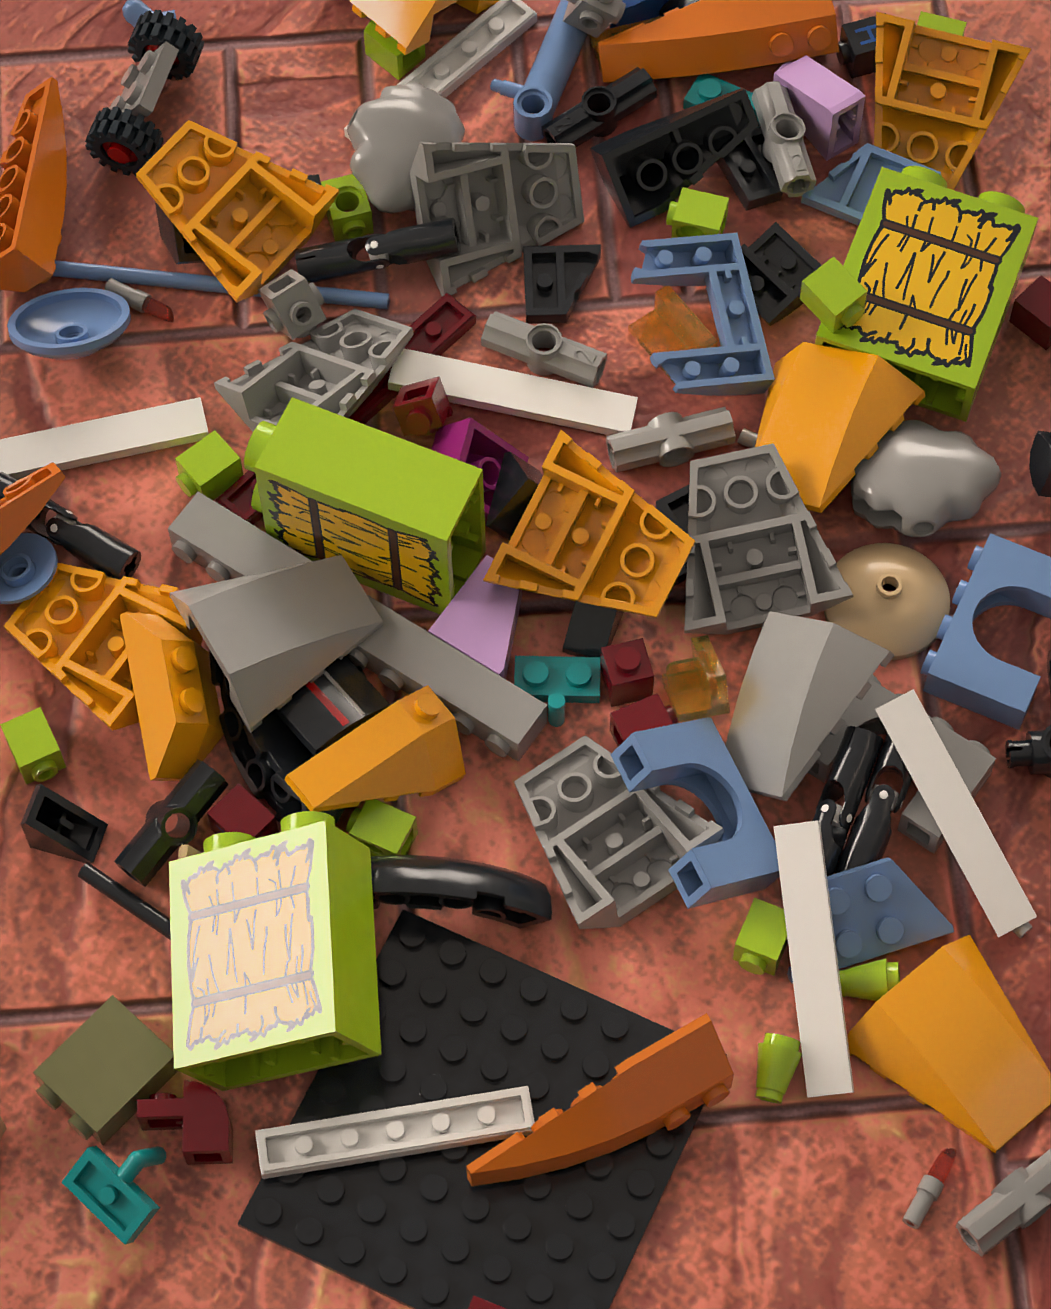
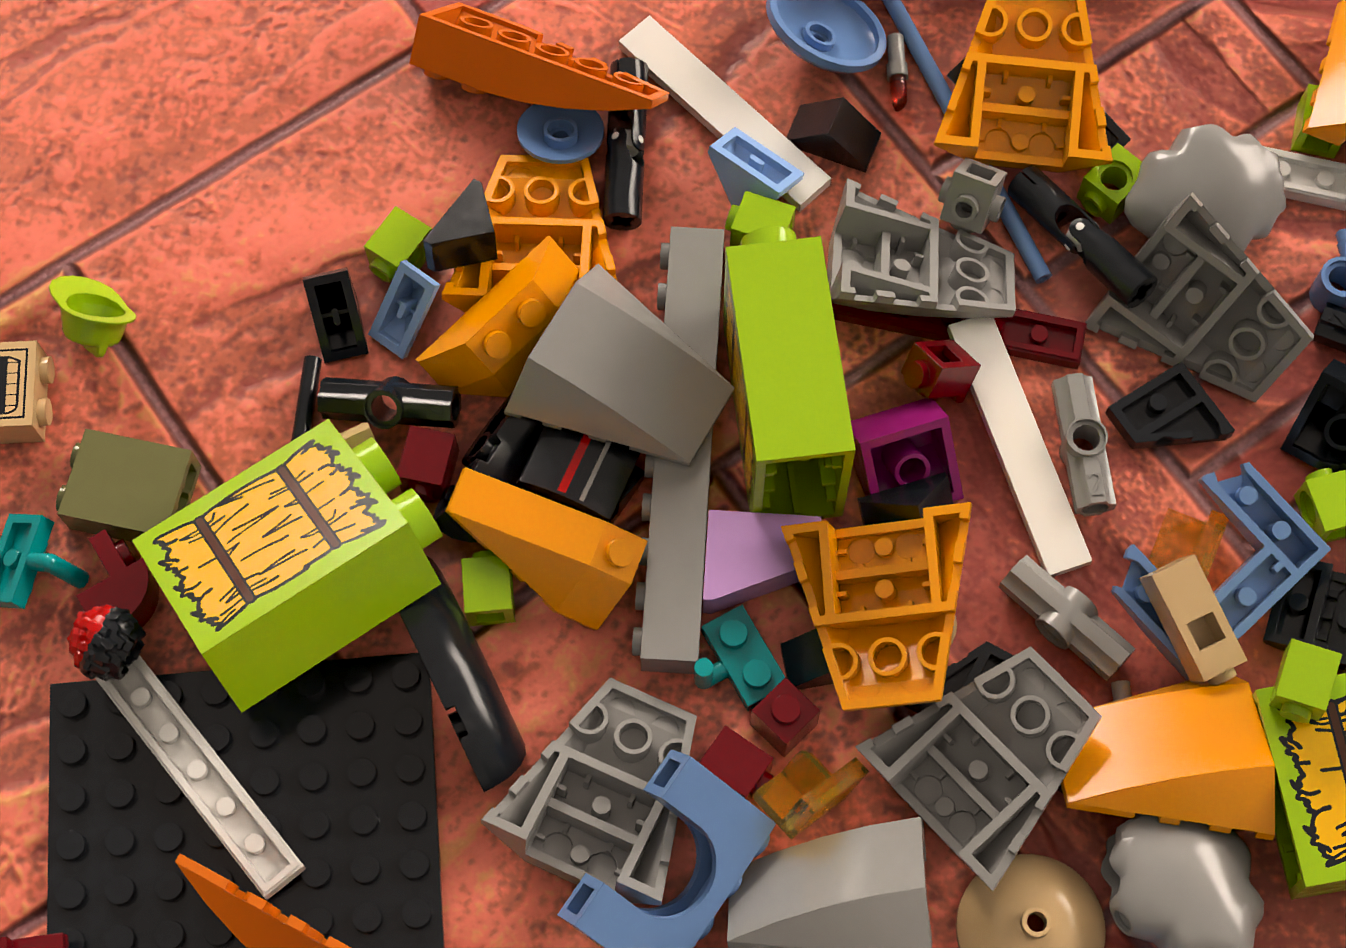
camera: 60 degrees right, 5 degrees up
(74, 674) = (463, 233): none -> black slope
(96, 768) = (404, 309): none -> light blue slope
(153, 447) = (751, 167): none -> light blue slope
(161, 374) = (835, 133): none -> black slope
(248, 1135) = (105, 642): none -> black piece
(735, 348) = (1194, 621): none -> tan brick

